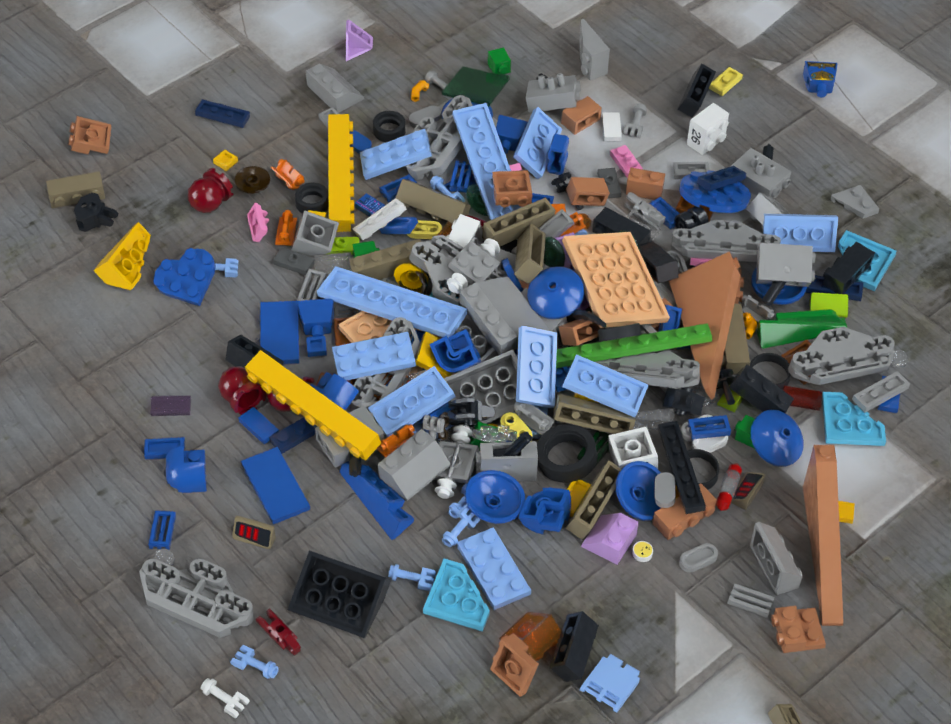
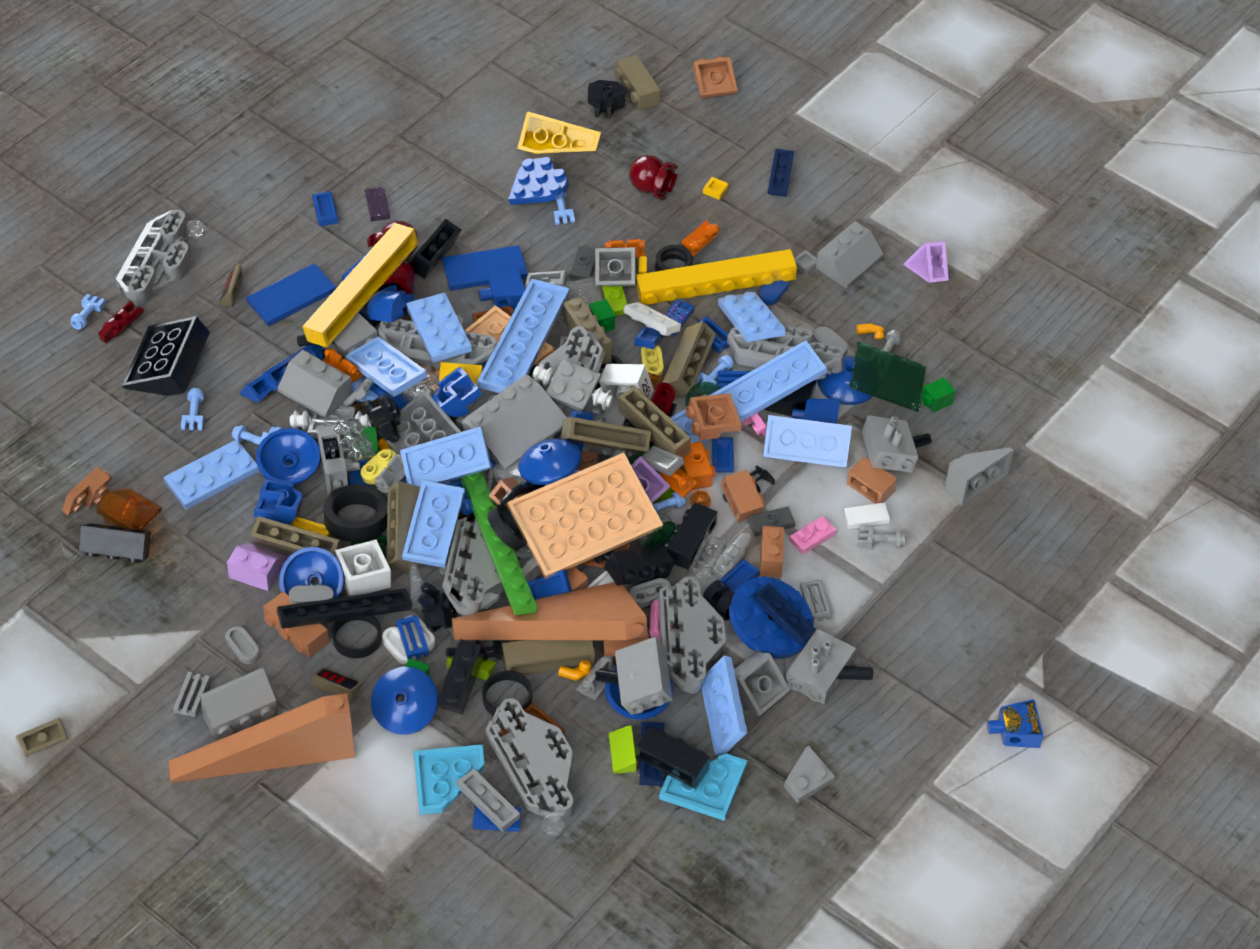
camera: 80 degrees right, 0 degrees up
(159, 544) = (231, 225): blue tile -> none
(186, 470) = (295, 226): blue brick -> none
(232, 702) = (46, 304): white hinge -> none
(252, 179) = (687, 210): dark brown dish -> none
(257, 222) = (619, 227): bright pink plate -> none
(316, 346) = (469, 297): blue plate -> none
(388, 117) = (804, 300): black tyre -> none
(456, 597) = (170, 446): medium azure plate -> none
(558, 154) = (791, 459): blue brick -> none
(611, 682) = (82, 581): light blue plate -> none
(642, 551) = (244, 595): tile -> none
(696, 90) = (945, 588): black brick -> none
(708, 129) = (875, 601): white brick -> none
(725, 81) = (980, 623): light yellow plate -> none
(728, 487) = (335, 662): piece -> none
(797, 327) = (581, 721): green wedge -> none
(797, 629) = (157, 736): nougat plate -> none
(804, 397) = (476, 725): clear red tile -> none
(846, 512) = (318, 775): yellow tile -> none

